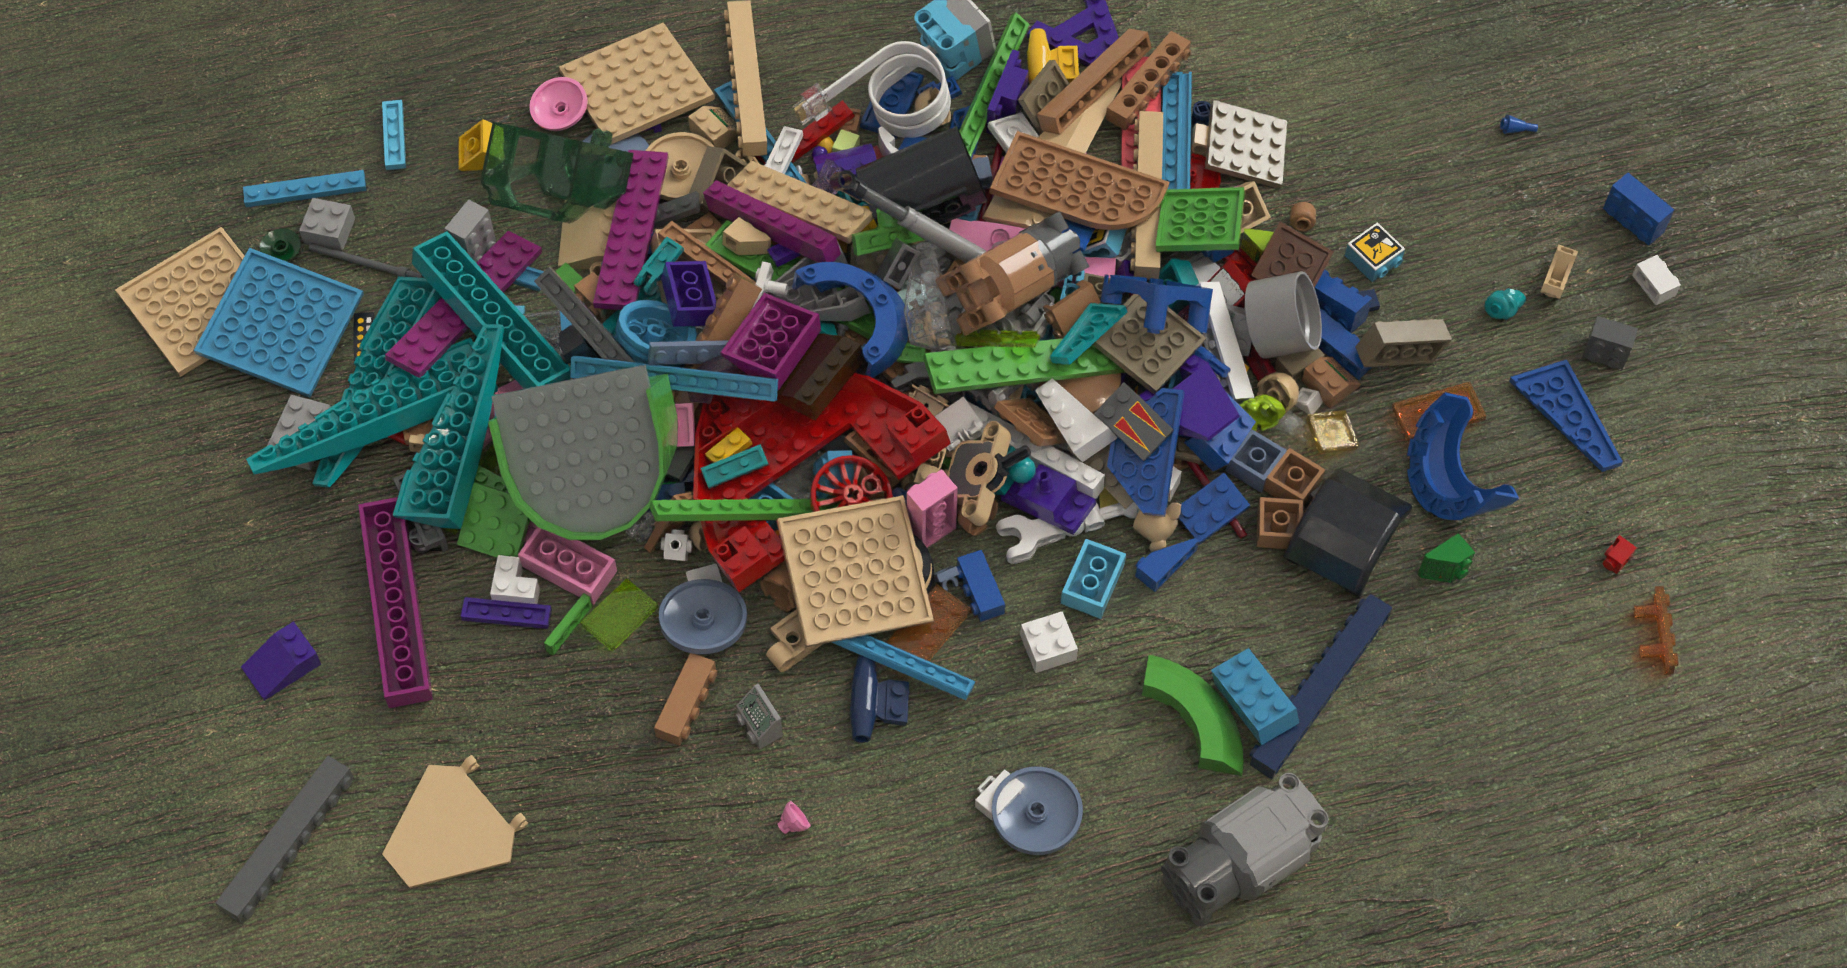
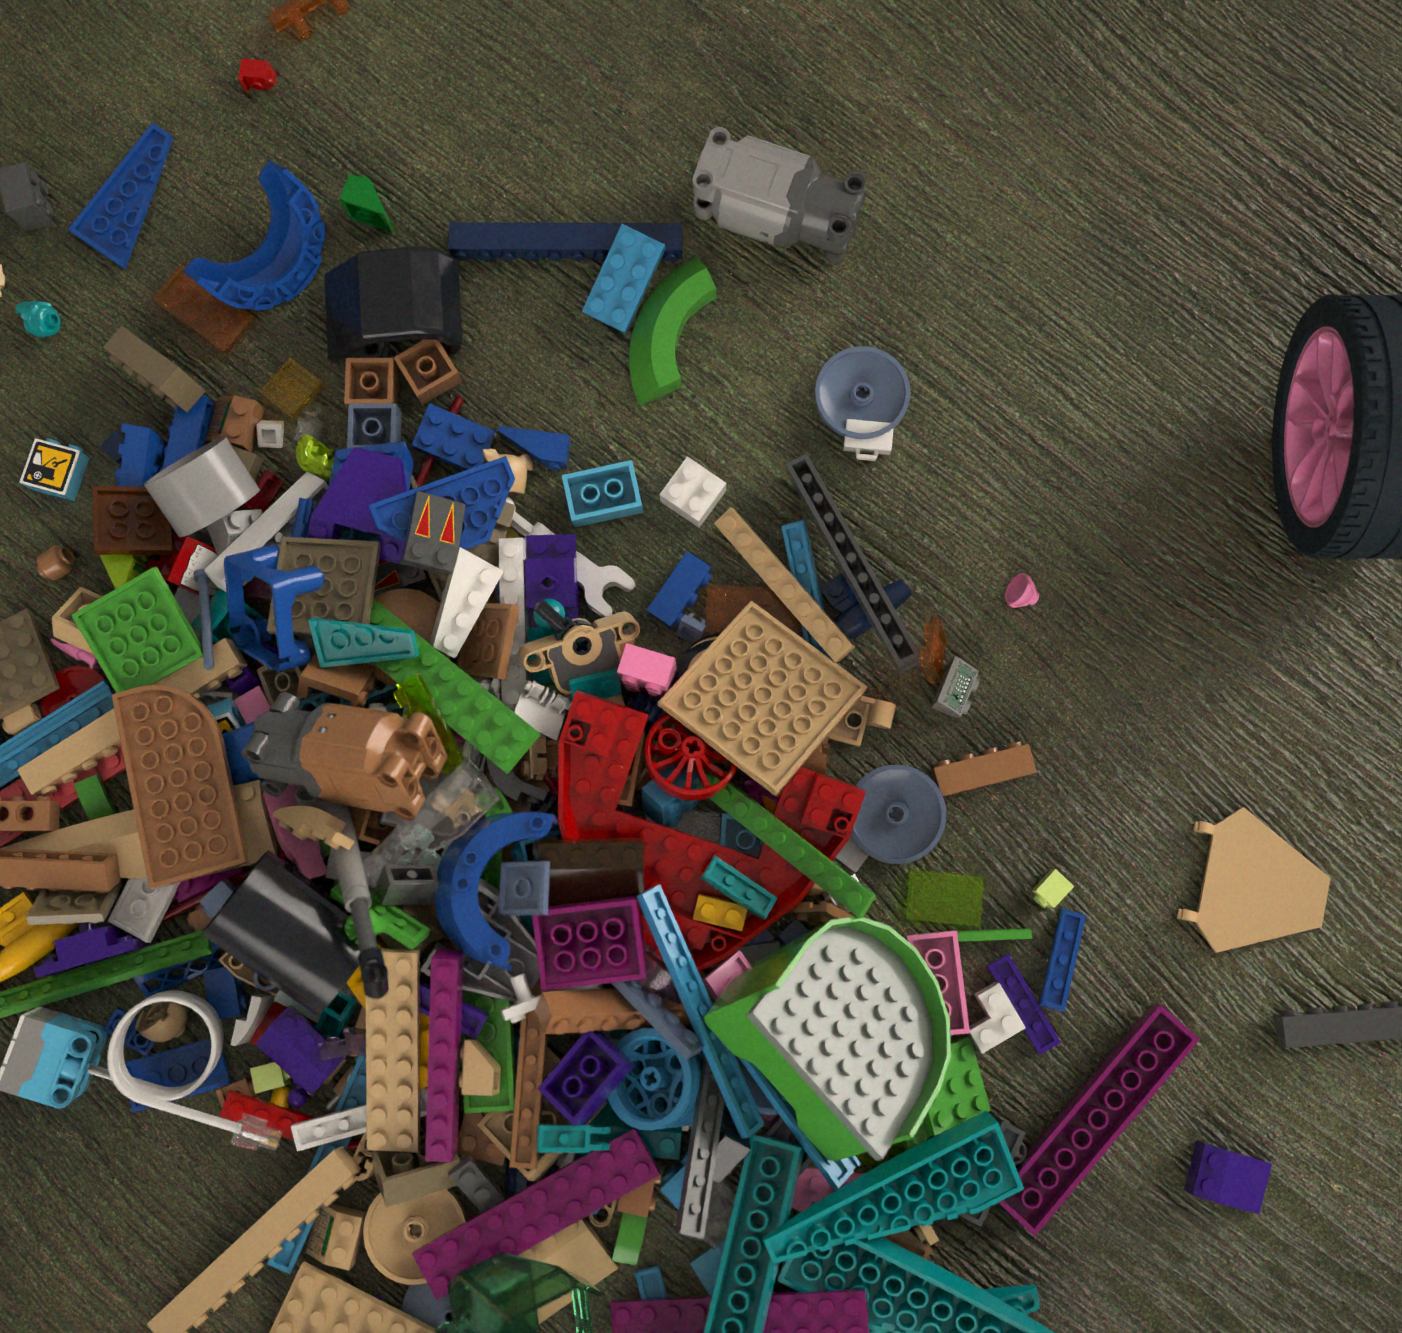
camera: 120 degrees left, 20 degrees up
(512, 658) = (1062, 960): none -> blue tile
(565, 685) = (1051, 889): none -> yellowish green brick
(796, 706) = (933, 655): none -> clear orange plate
(837, 319) = (524, 888): none -> sand blue tile
(906, 700) = (853, 564): none -> dark grey brick
(928, 651) = (784, 585): none -> tan plate
(949, 461) = (600, 684): none -> teal plate
(978, 235) = (315, 824): none -> tan slope
(1110, 149) = (94, 798): none -> bright green slope
(1180, 263) = (205, 615): none -> sand blue bar
(1280, 387) = (279, 457): tan cylinder -> none

